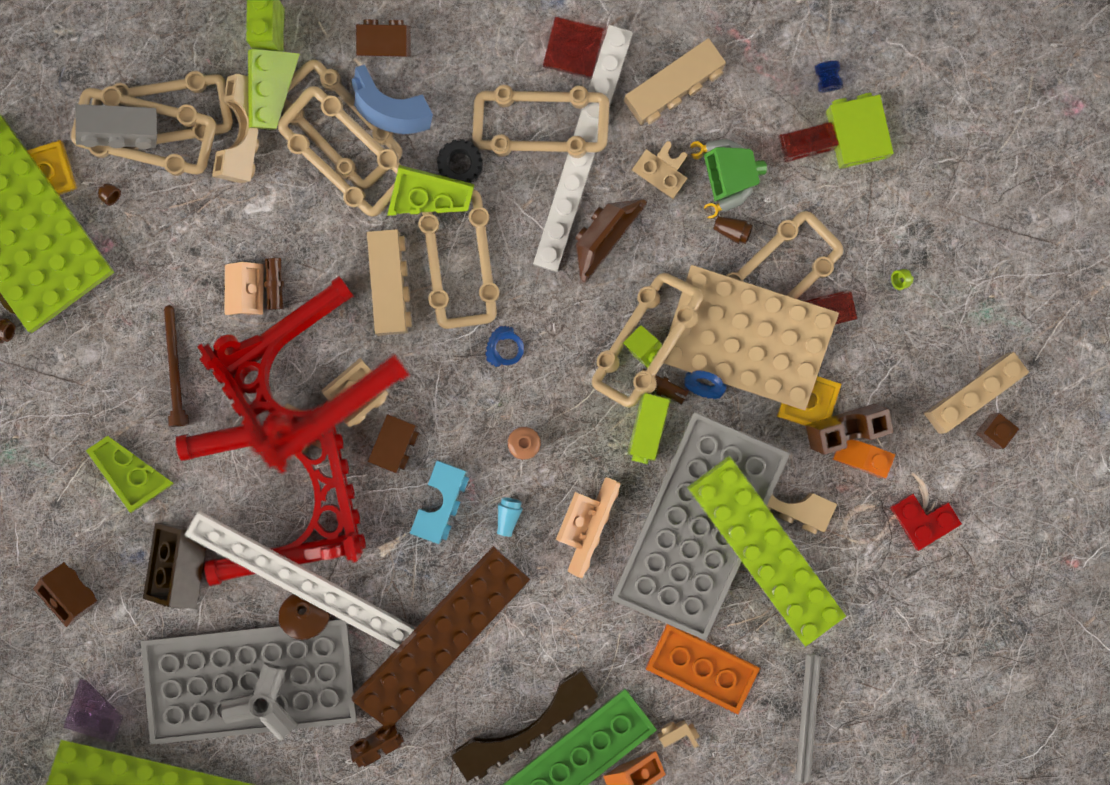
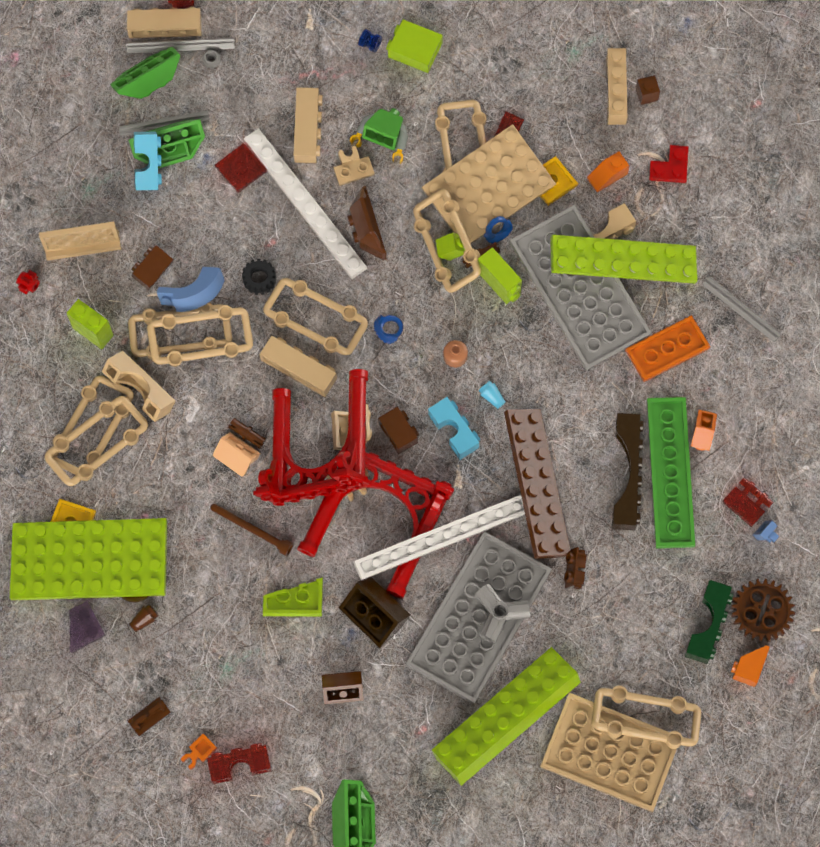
camera: 50 degrees left, 15 degrees down
(93, 714) = (429, 727): clear purple wing -> none
(109, 194) = (115, 492): reddish brown hinge -> none
(115, 126) = (82, 450): light grey brick -> none
(268, 85) = (127, 349): lime wing -> none
(305, 625) = (465, 560): reddish brown dish -> none
(428, 192) = (262, 304): lime wing -> none
(574, 146) = (273, 183): tan bar -> none
(585, 523) = (531, 353): light nougat bracket -> none
(673, 732) = (693, 389): tan bracket -> none
(734, 229) = (418, 152): reddish brown cone -> none
(808, 142) = (399, 77): clear red hinge -> none
(833, 432) = (582, 170): reddish brown arch -> none
(896, 279) = (515, 82): lime hinge -> none

